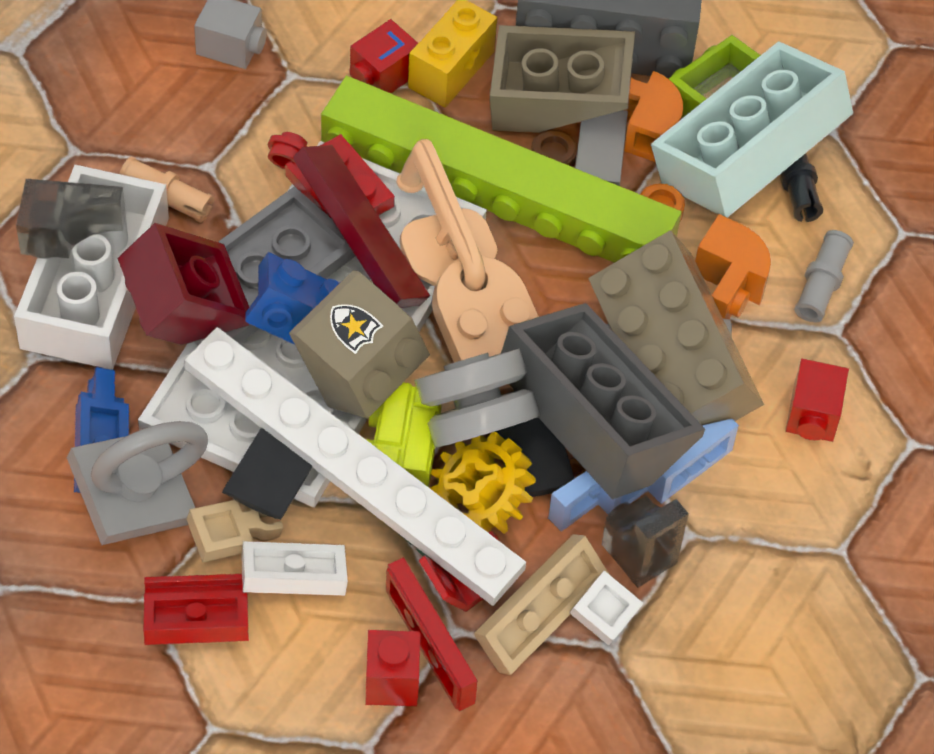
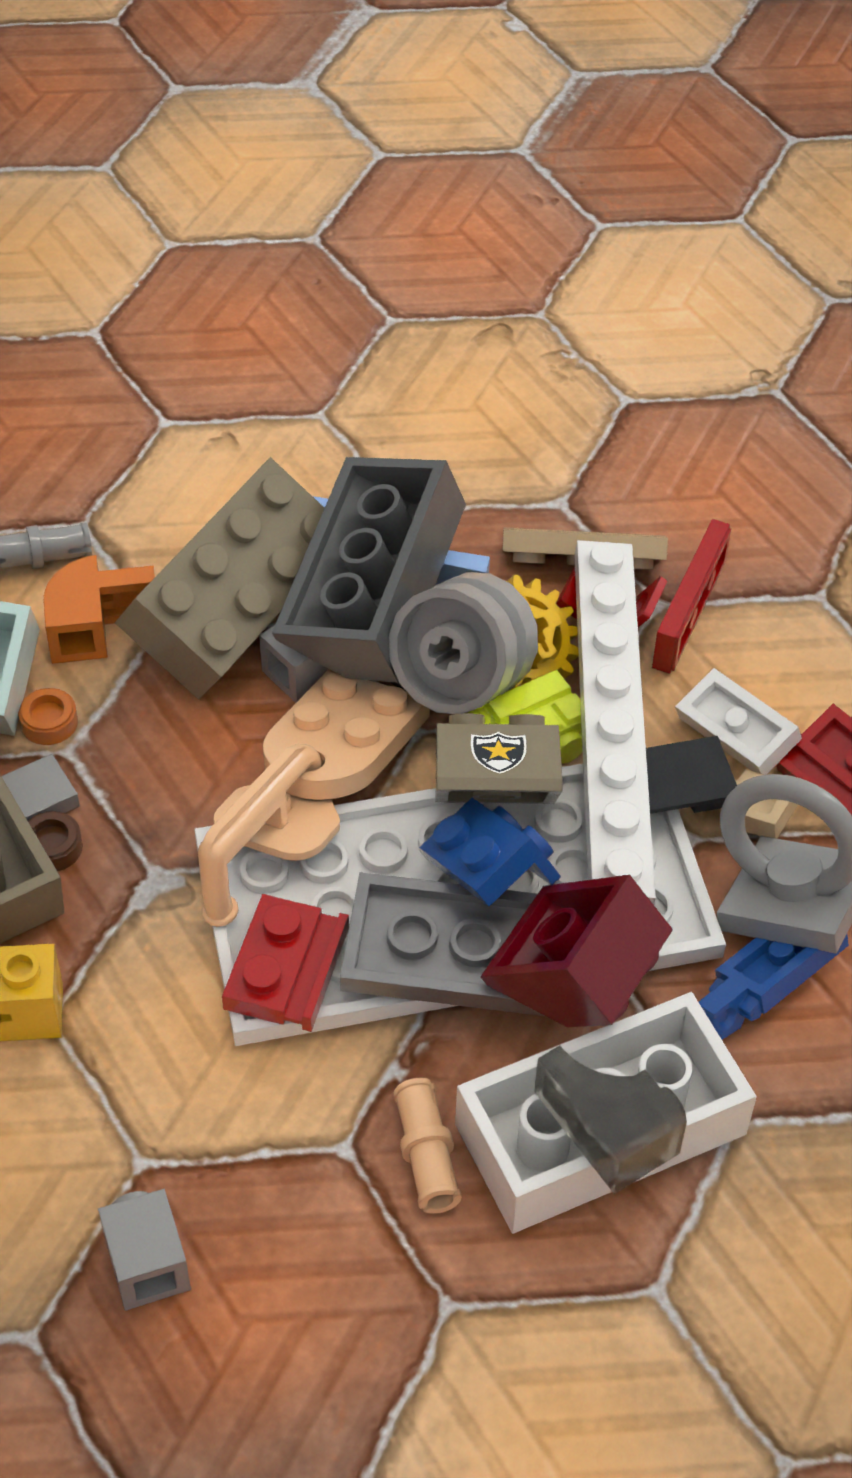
camera: 125 degrees left, 5 degrees down
(284, 148) = (269, 1061): red plate -> none
(360, 225) = (341, 877): dark red tile -> none
(382, 57) = (57, 1057): red brick -> none
(392, 668) = (752, 595): red brick -> none
(499, 174) = (140, 867): lime brick -> none
(606, 608) = (542, 504): white plate -> none
(645, 537) = (472, 468): clear smoke arch -> none
(817, 400) = (191, 478): red brick -> none

